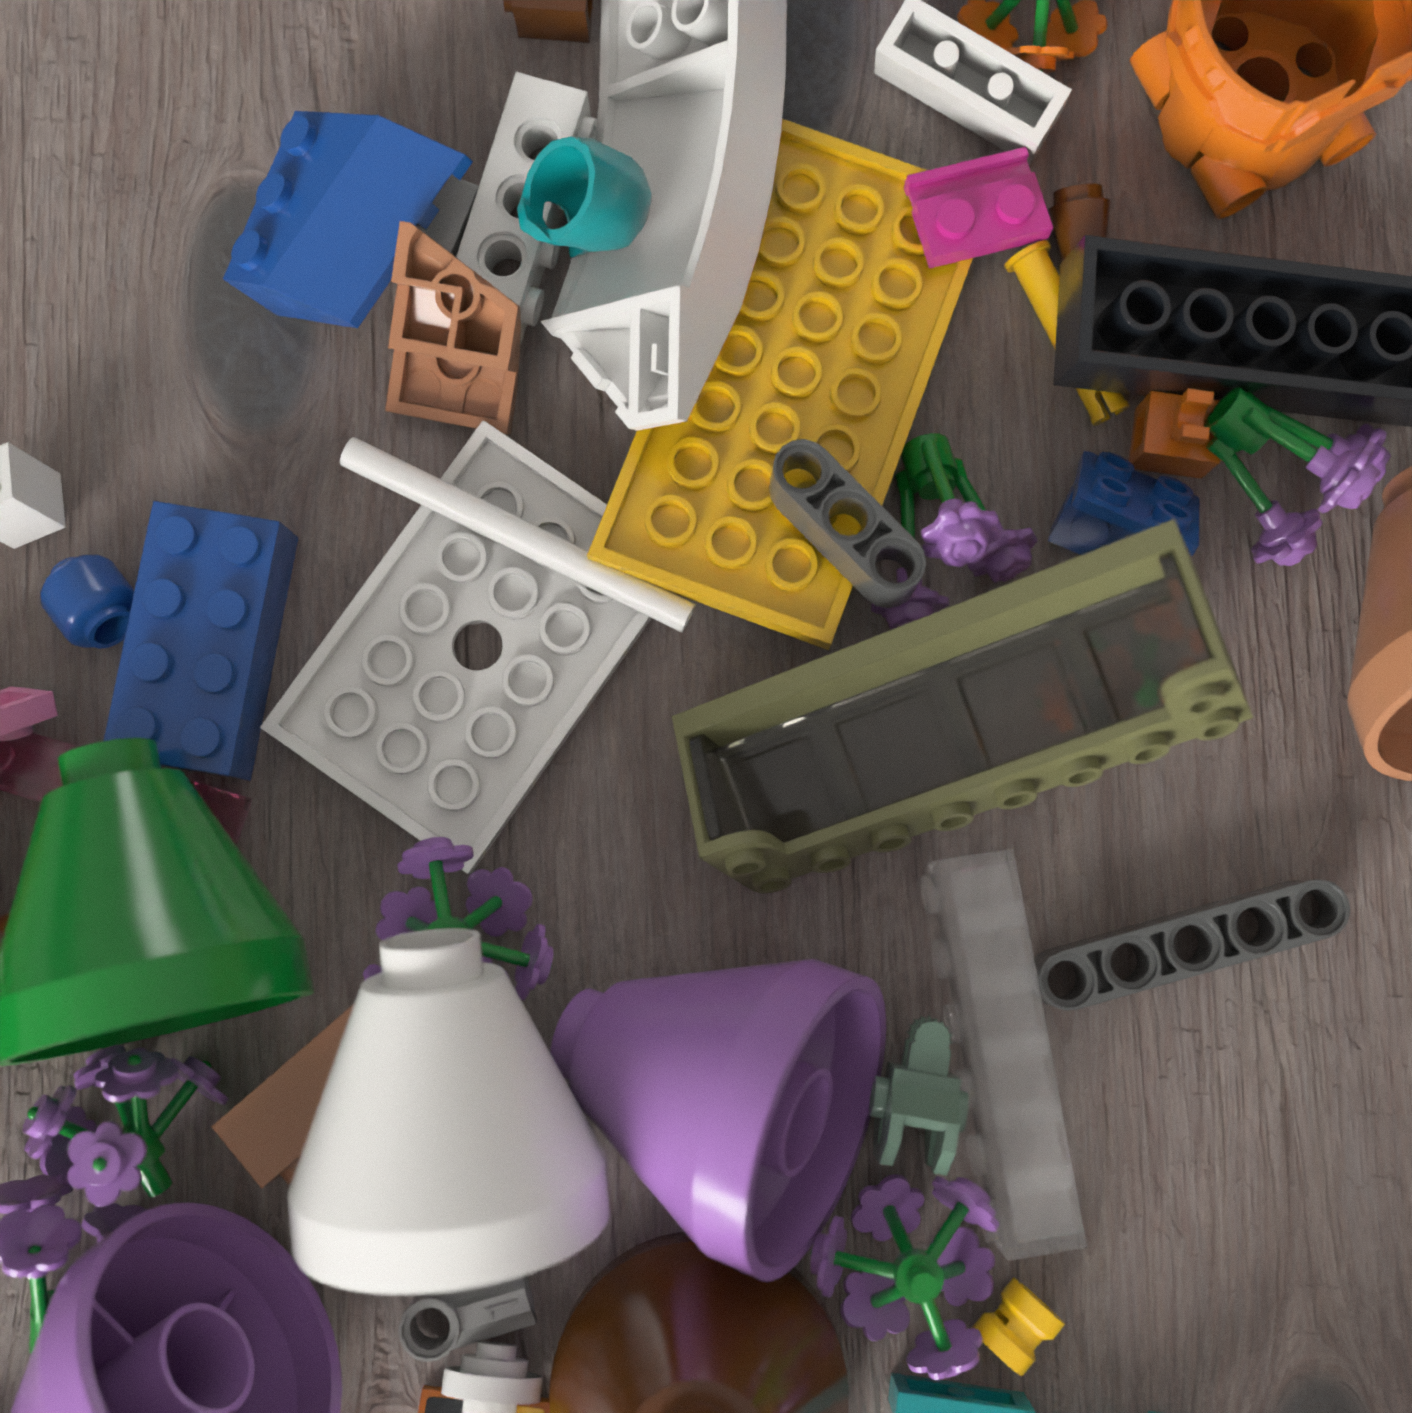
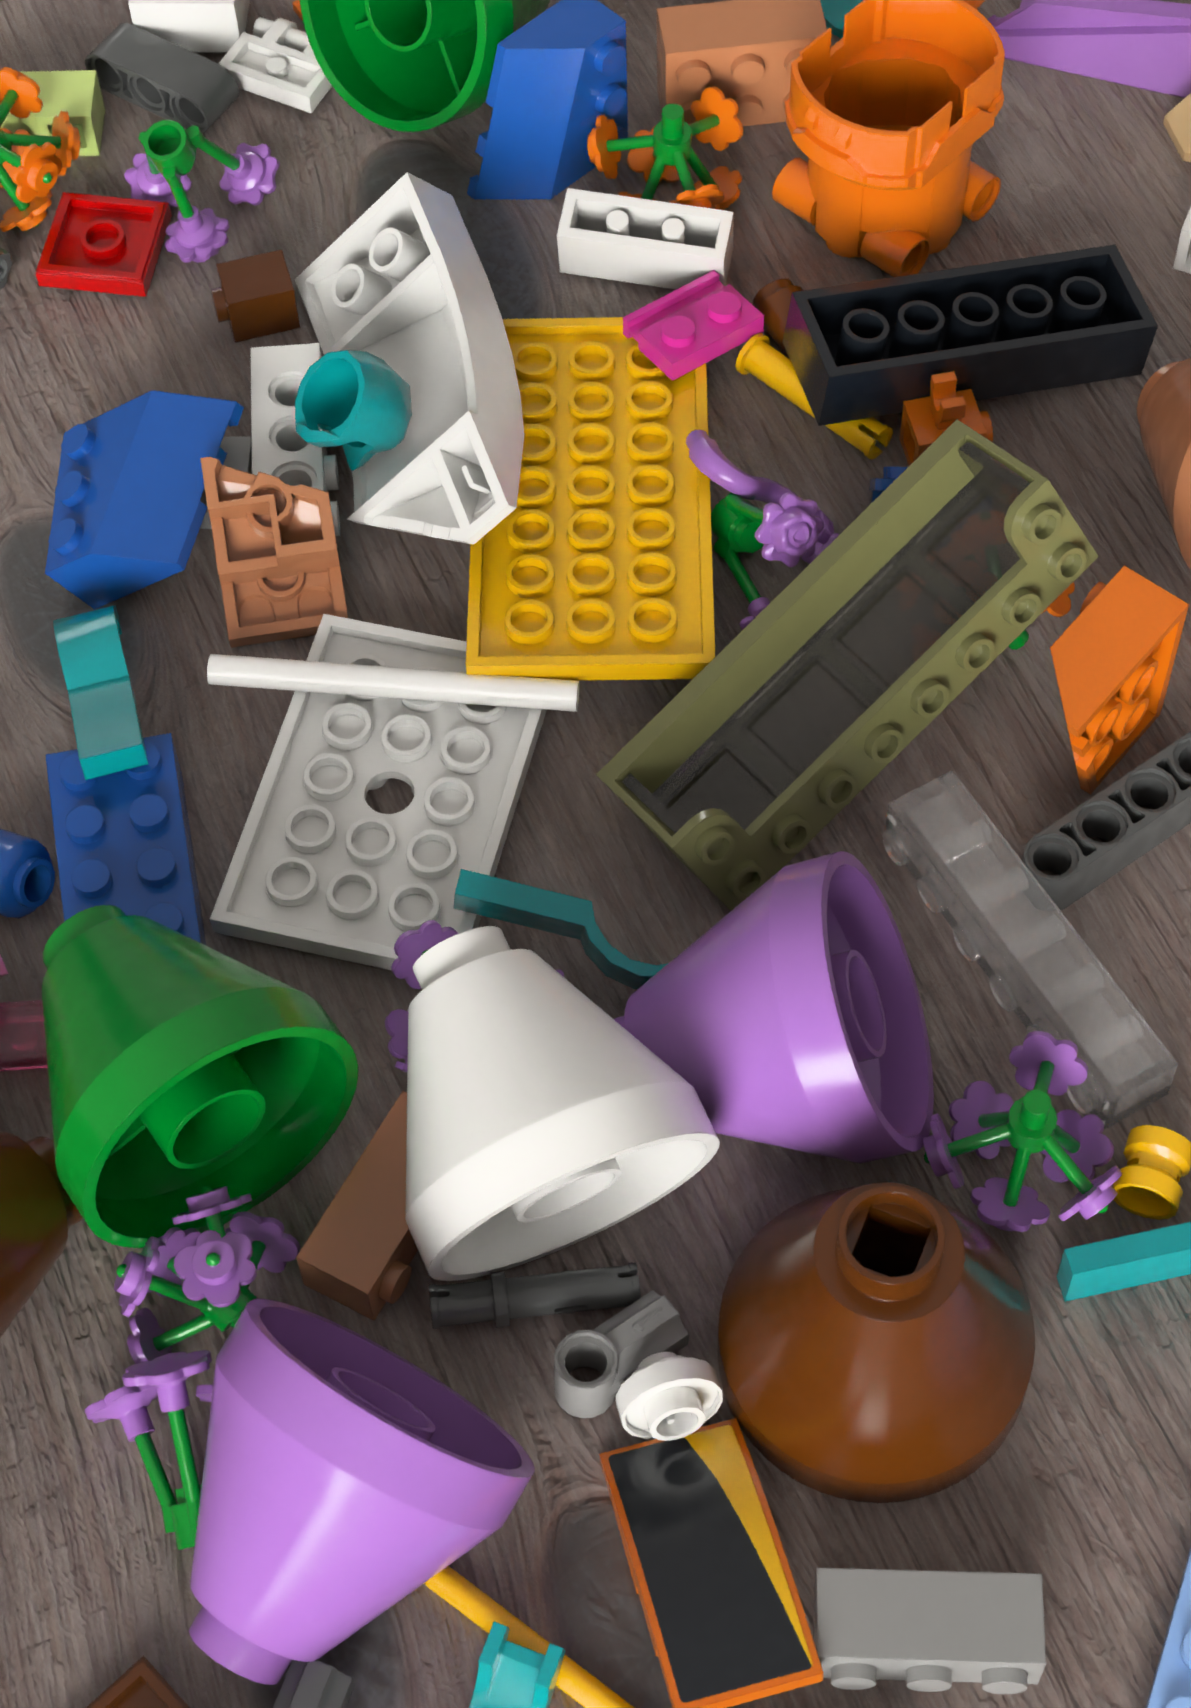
camera: 20 degrees left, 25 degrees down
(227, 443) = (100, 692): none -> teal piece
(587, 867) = (549, 913): none -> teal piece
(837, 494) = (687, 561): dark grey beam -> none
(920, 1096) = (965, 997): sand green hinge -> none
(922, 402) = (710, 461): none -> medium lavender animal
(1213, 823) = (1116, 669): none -> orange wedge
(1346, 469) = (1092, 390): plant -> none

